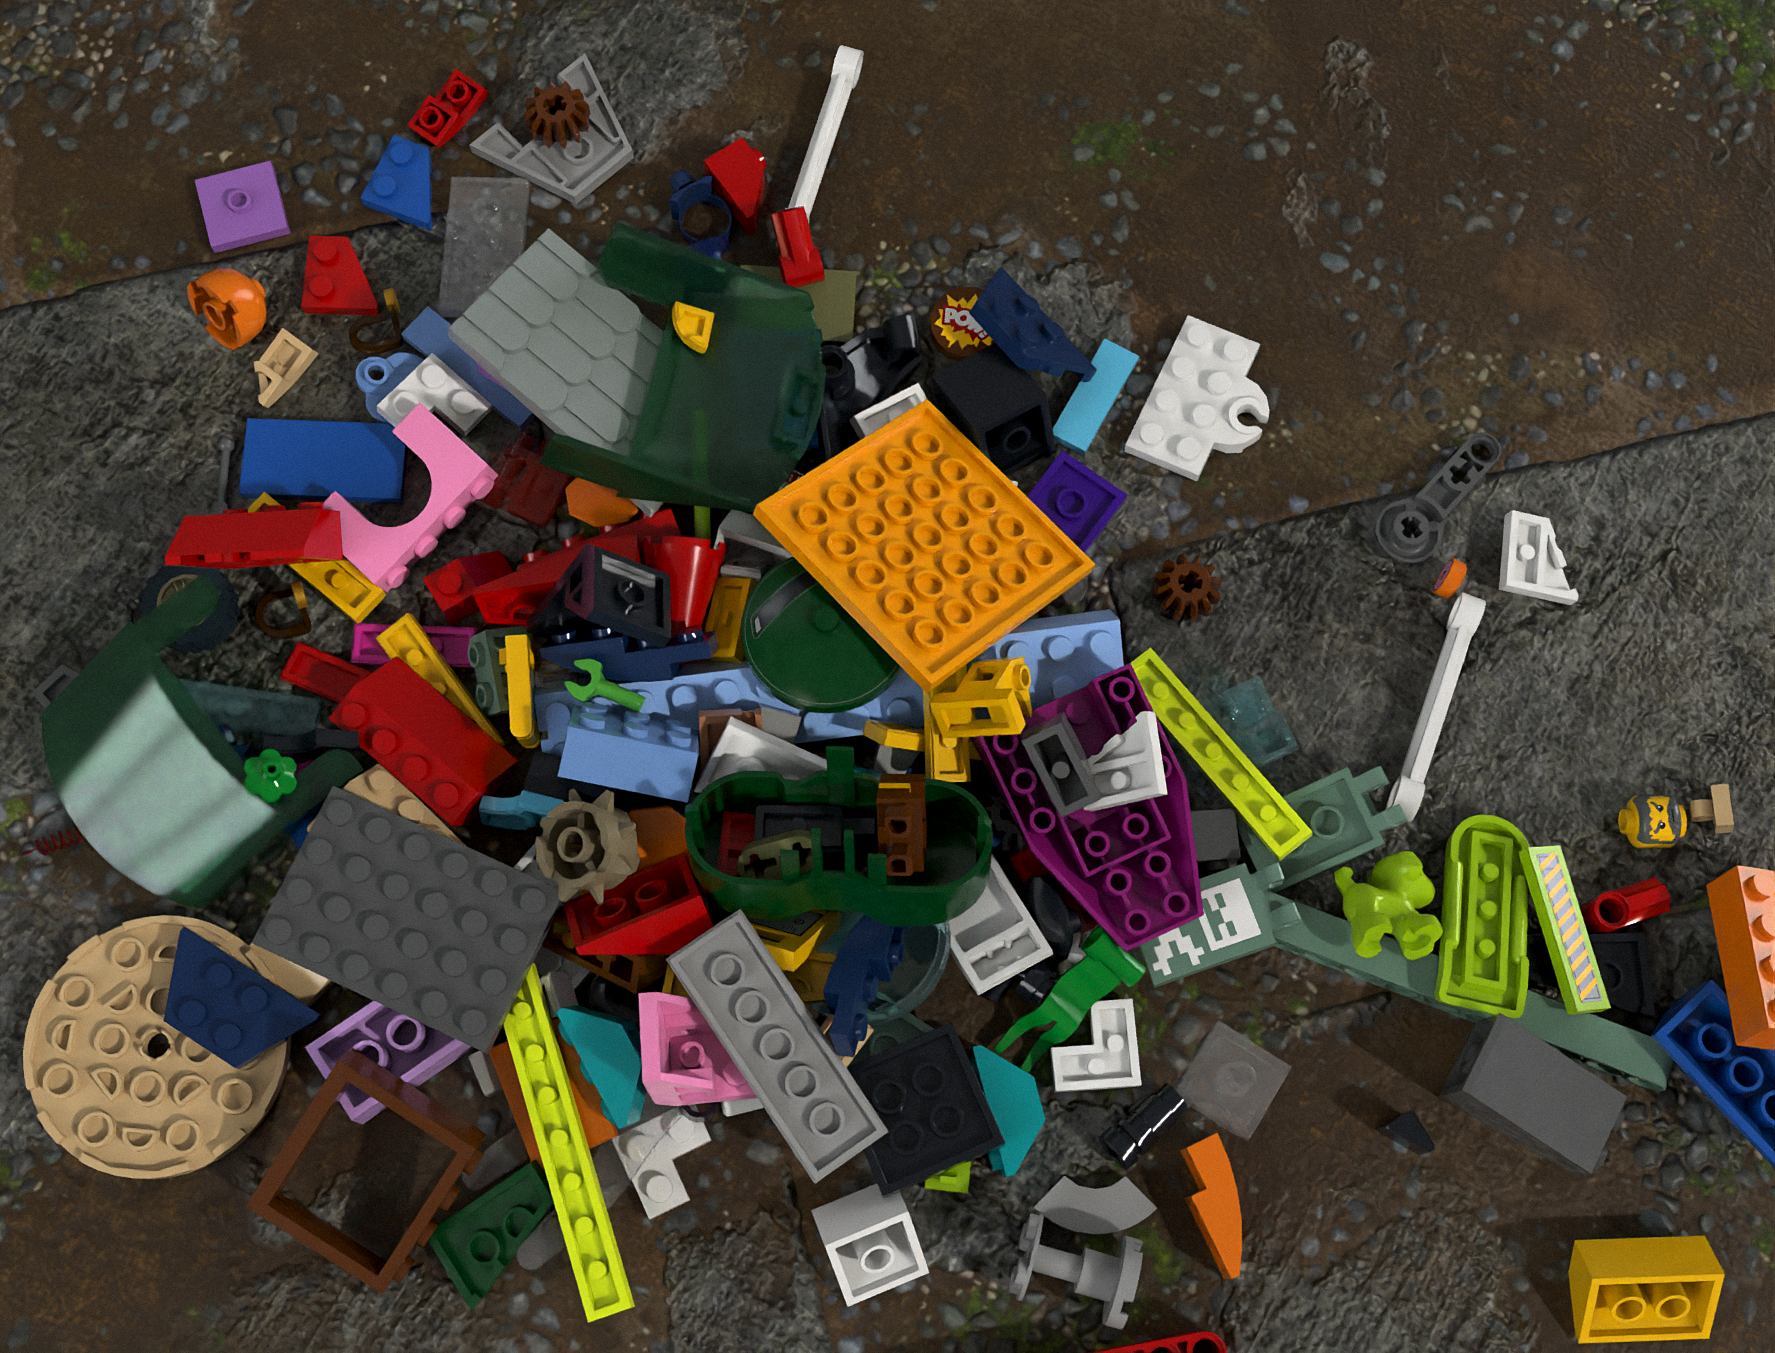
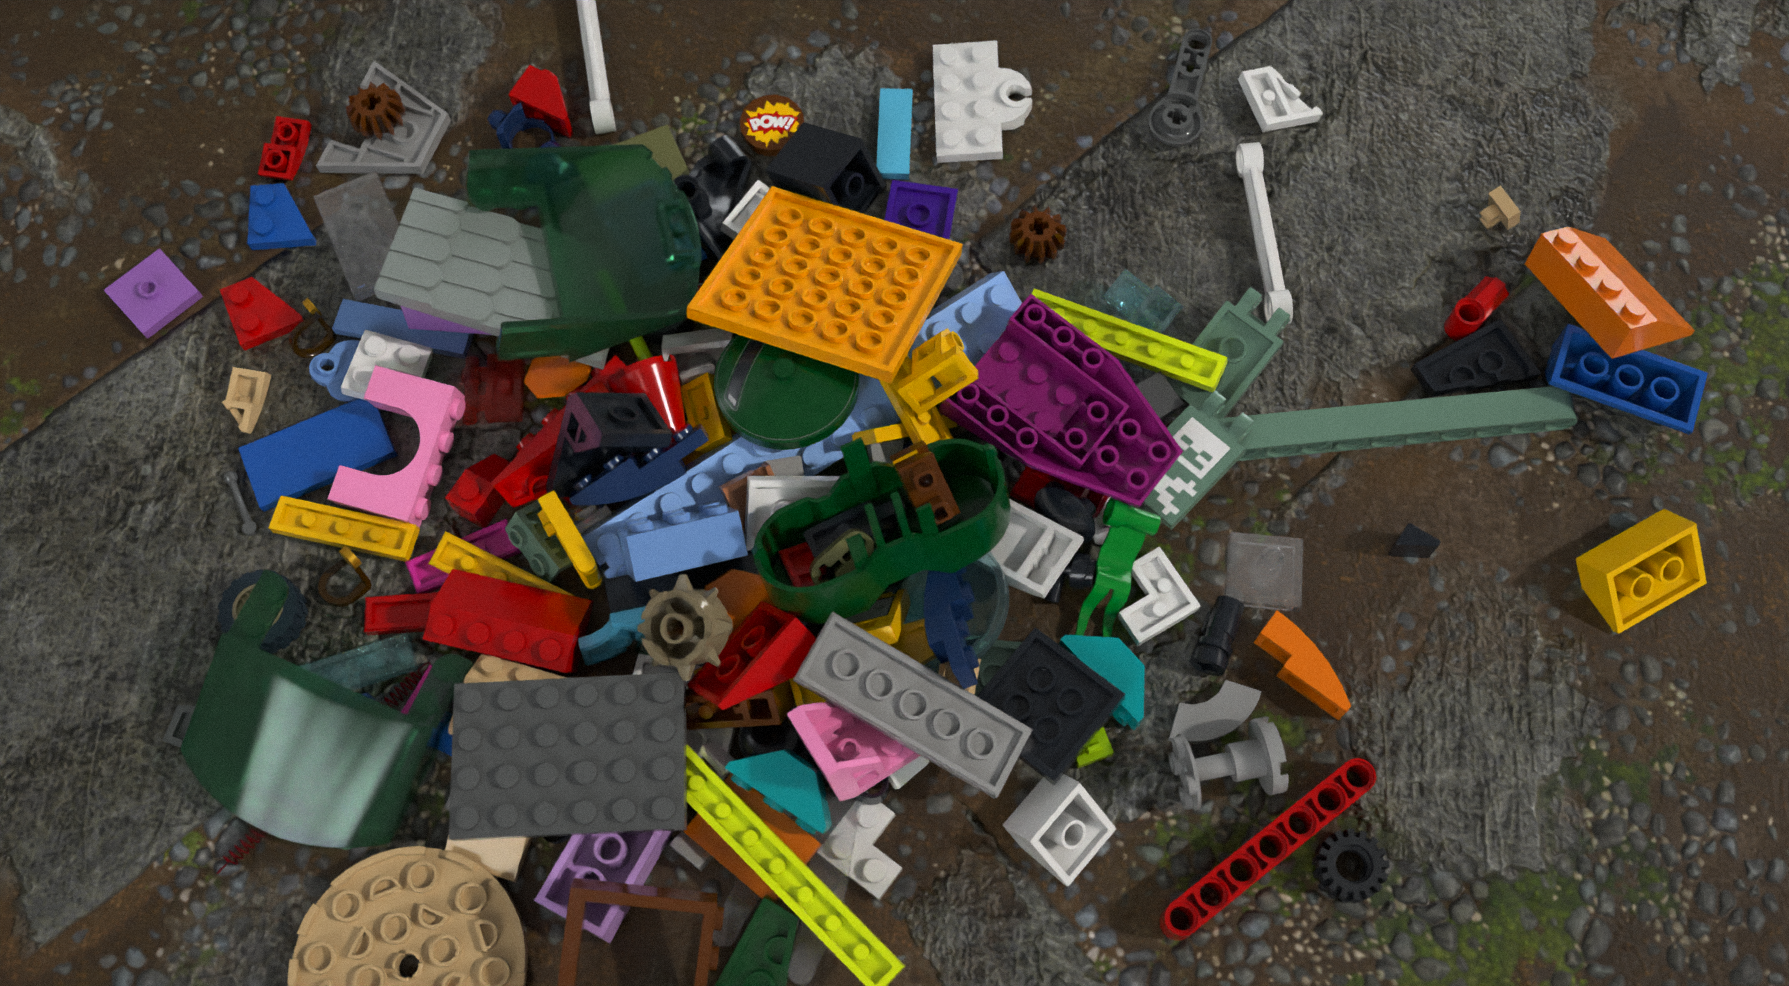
camera: 20 degrees left, 5 degrees down
(229, 1004) = (453, 901): dark blue wing -> none
(230, 304) = (180, 368): orange cylinder -> none
(258, 538) = (296, 527): red wedge -> none
(266, 784) = (399, 700): green plant -> none
(309, 745) = (412, 671): black tile -> none
(603, 687) = (633, 504): bright green bar -> none
(692, 325) = (564, 209): yellow tile -> none
(798, 258) = (612, 122): red piece -> none
(1026, 331) = (820, 107): dark blue wing -> none
(1061, 764) = (1020, 389): dark grey slope -> none
(1129, 766) = (1069, 370): white wing -> none
(1389, 906) = (1311, 381): lime animal -> none
(1450, 578) = (1224, 139): orange tile -> none
(1484, 919) = (1384, 362): lime piece -> none
(1534, 1095) = (1487, 469): dark grey slope -> none
(1564, 930) = (1444, 342): tile -> none
(1653, 821) = (1461, 239): head -> none

